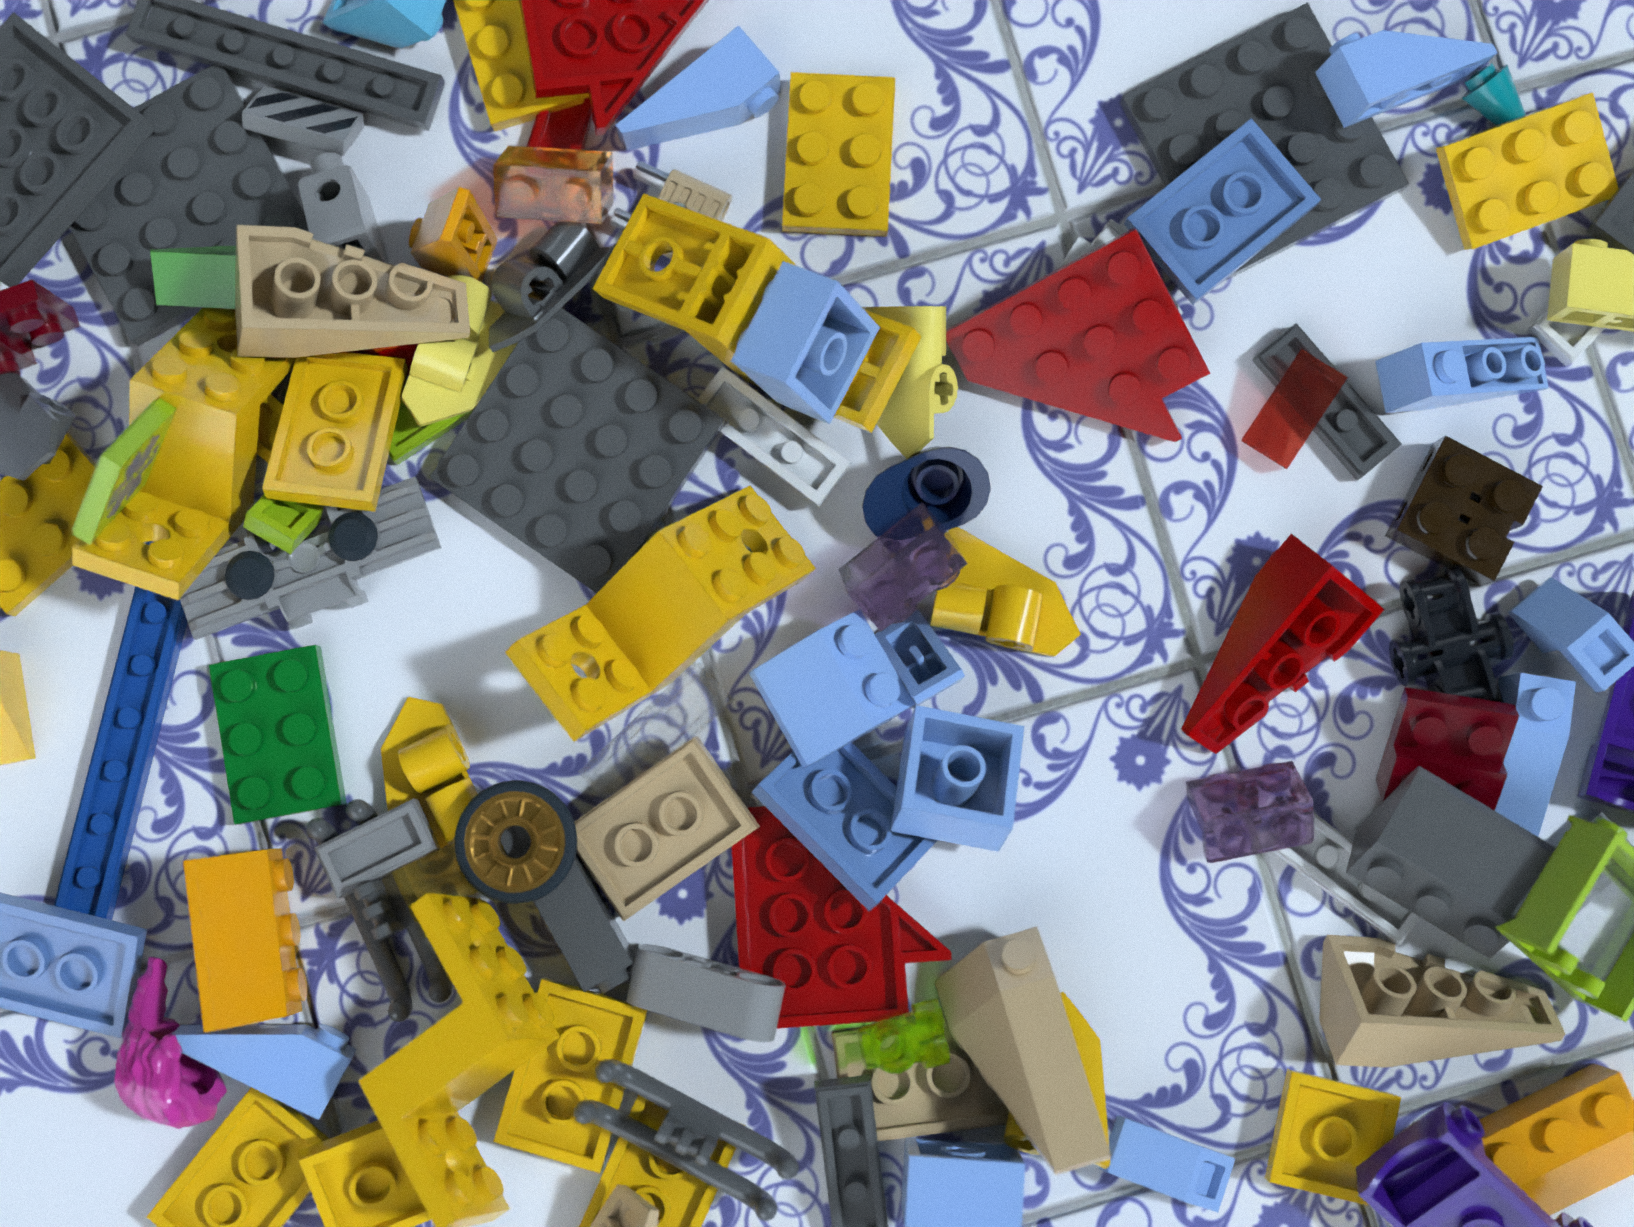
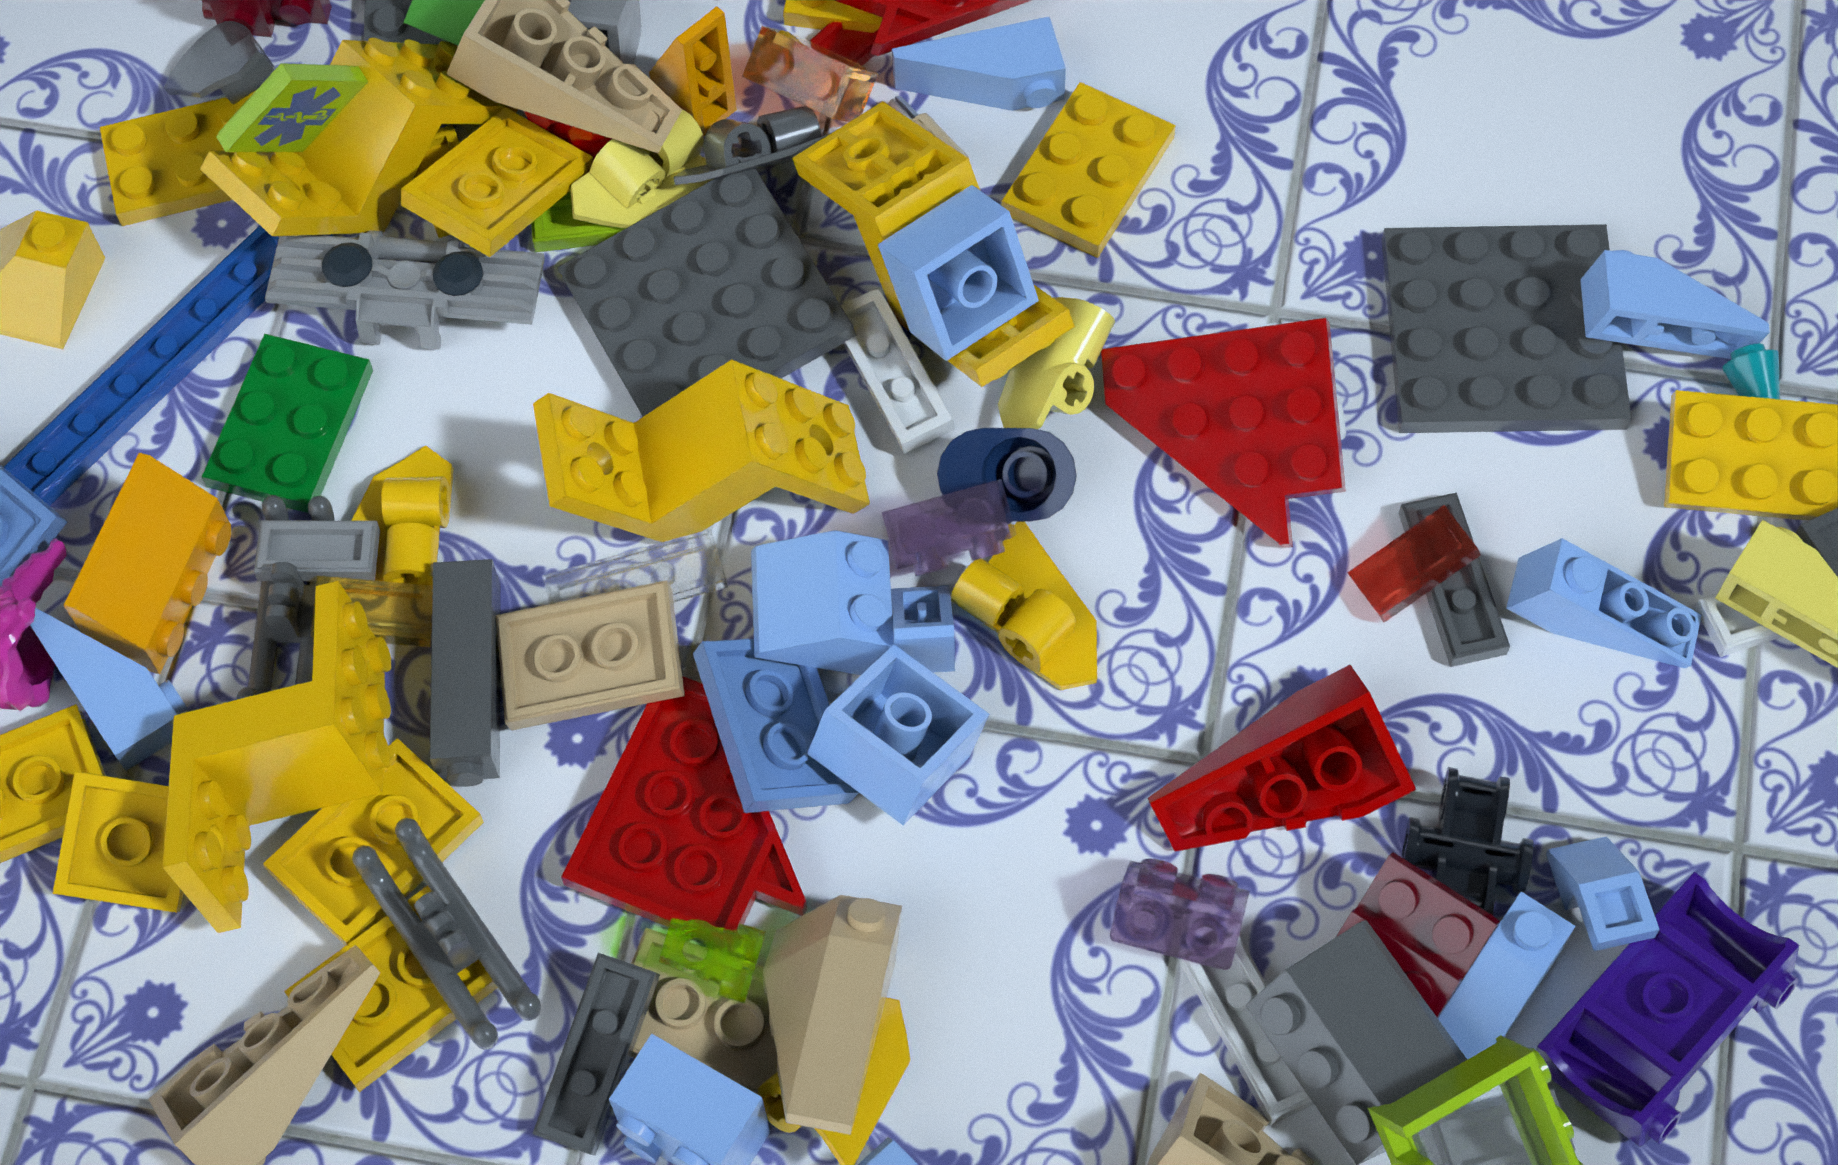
camera: 25 degrees right, 20 degrees down
(282, 522) = (404, 232): lime plate -> none
(480, 849) = (450, 624): pearl gold wheel -> none
(706, 993) = (545, 818): light grey beam -> none
(1222, 211) = (1425, 353): medium blue plate -> none
(1463, 510) = (1543, 733): dark brown piece -> none

